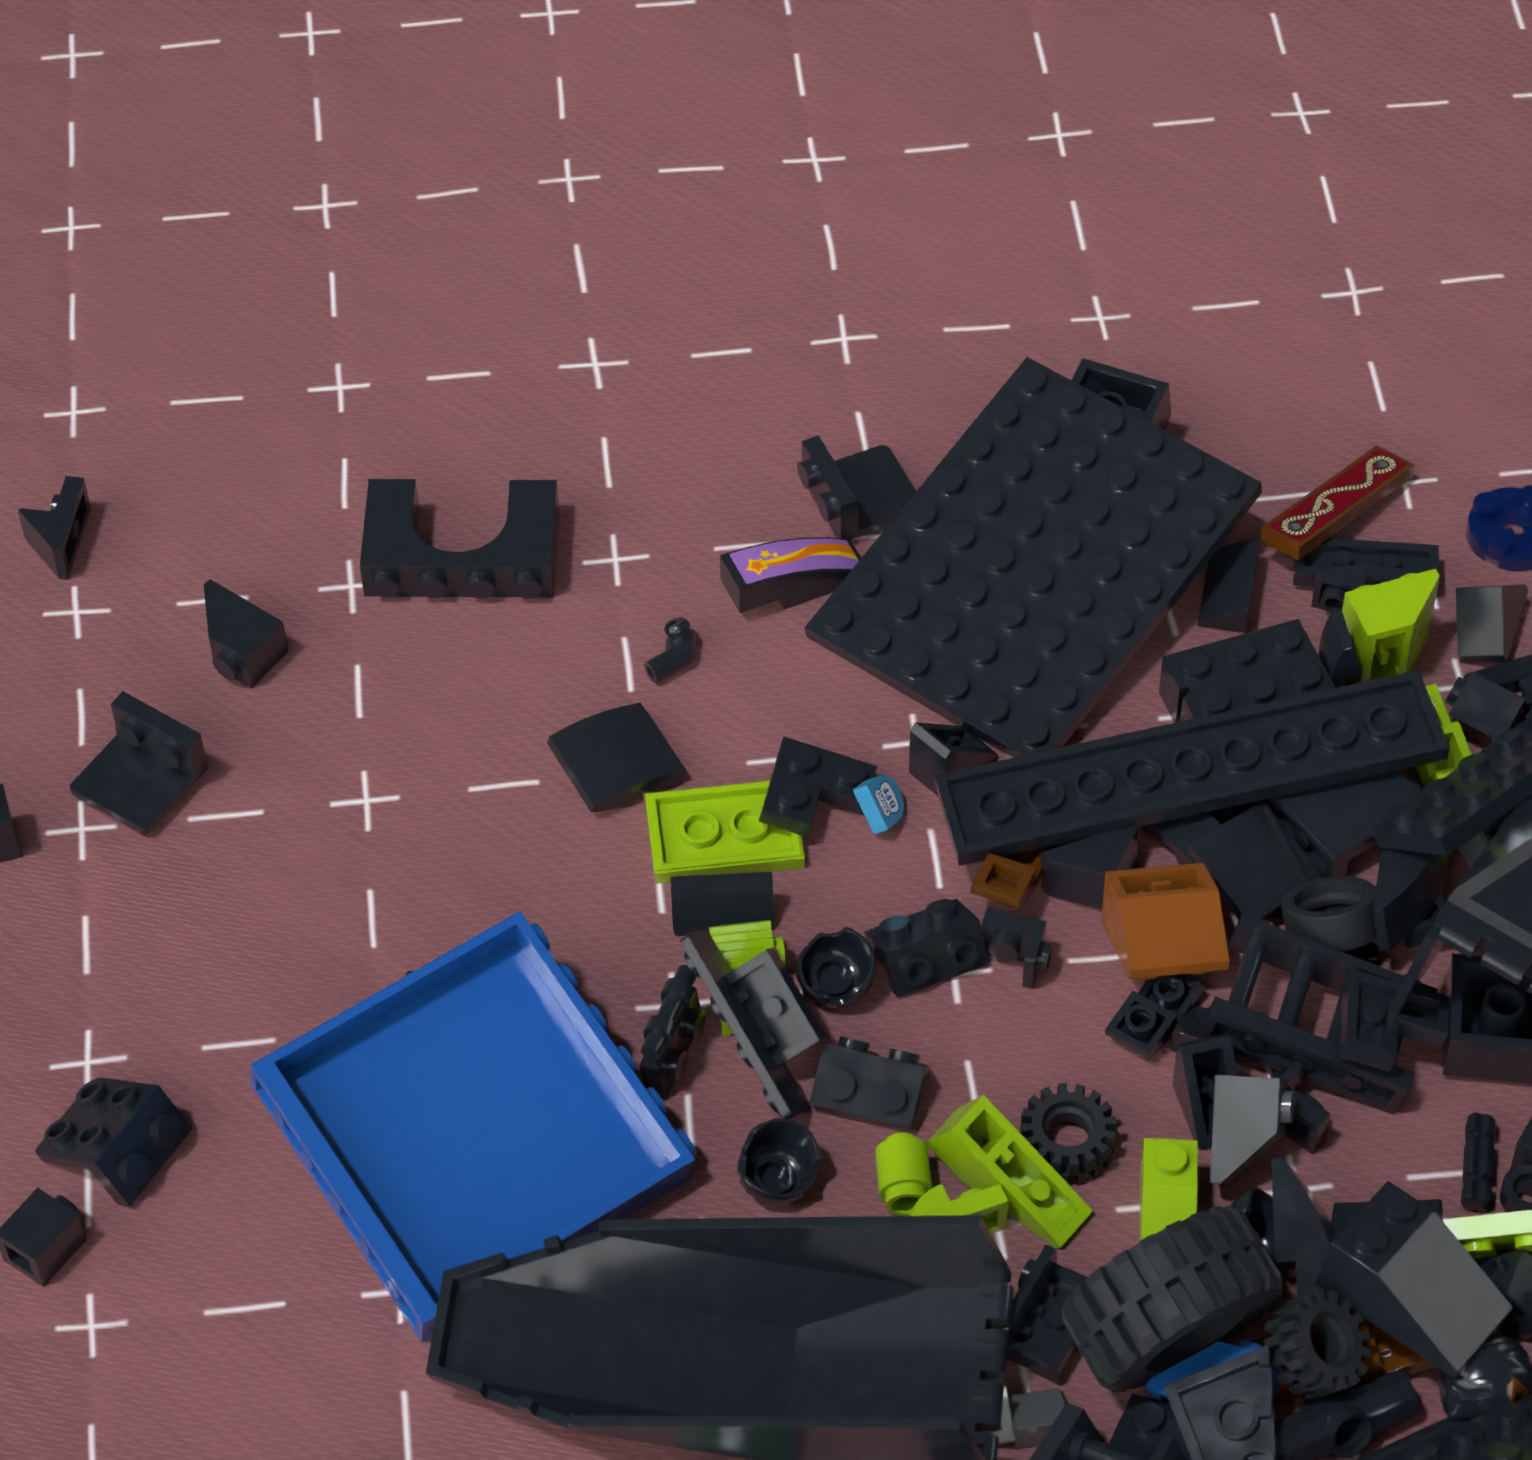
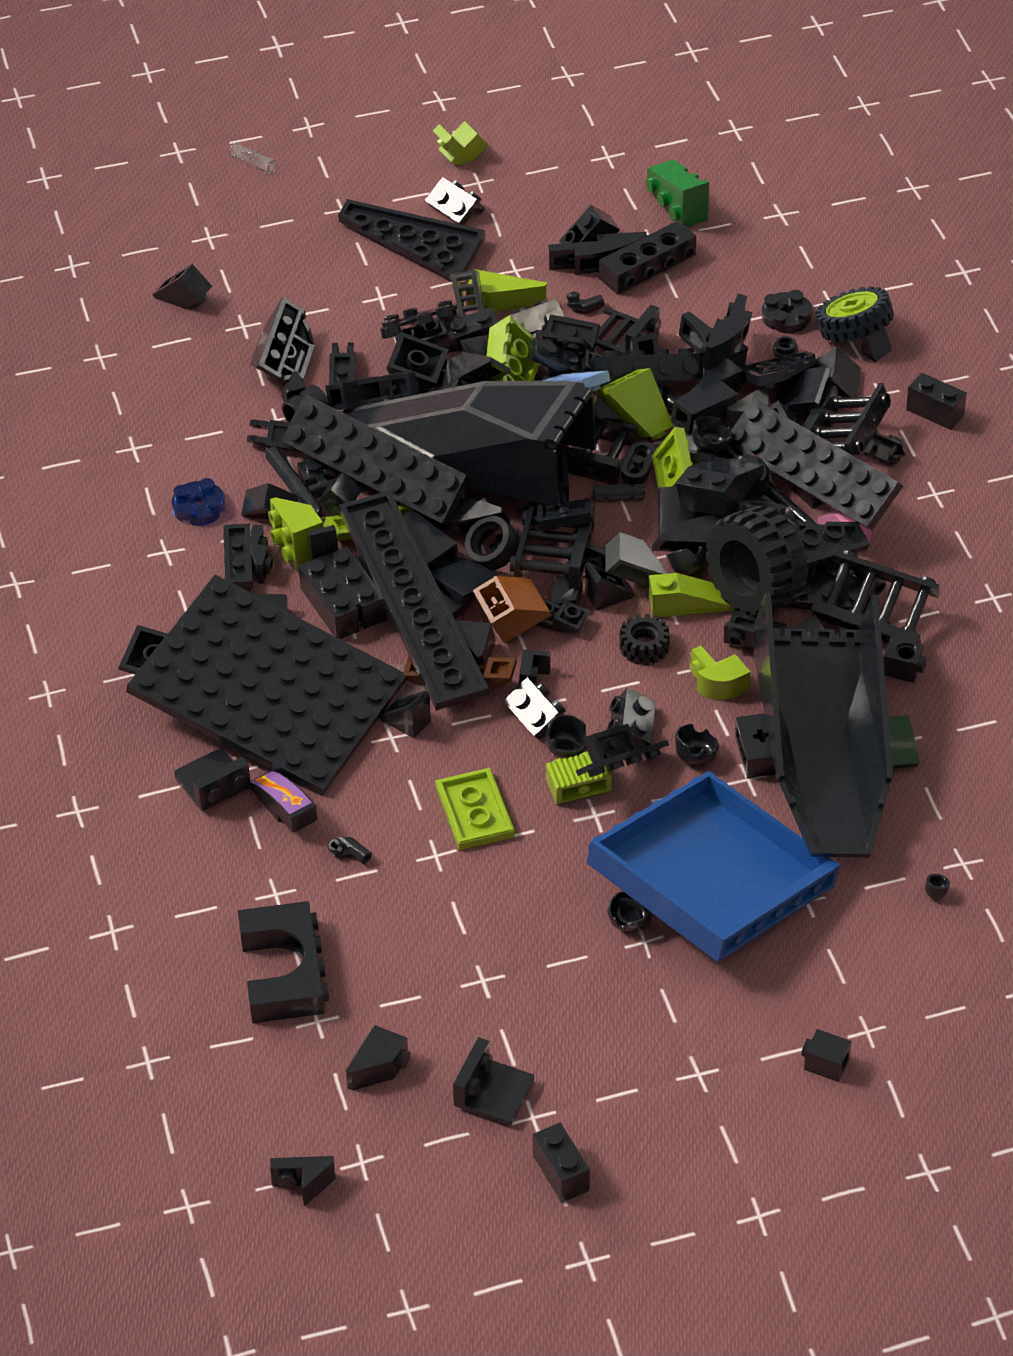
camera: 100 degrees left, 5 degrees down
(117, 1133) = (750, 1042): black bracket -> none
(615, 757) = (435, 861): black slope -> none
(671, 1032) = (626, 794): black plate -> none
(720, 900) = (530, 798): black slope -> none
(807, 775) = (437, 771): black plate -> none
(880, 802) = (448, 737): dark azure tile -> none
(902, 1172) = (686, 697): lime brick -> none
(990, 1151) = (671, 659): lime slope -> none
(1337, 502) = (193, 564): tile -> none

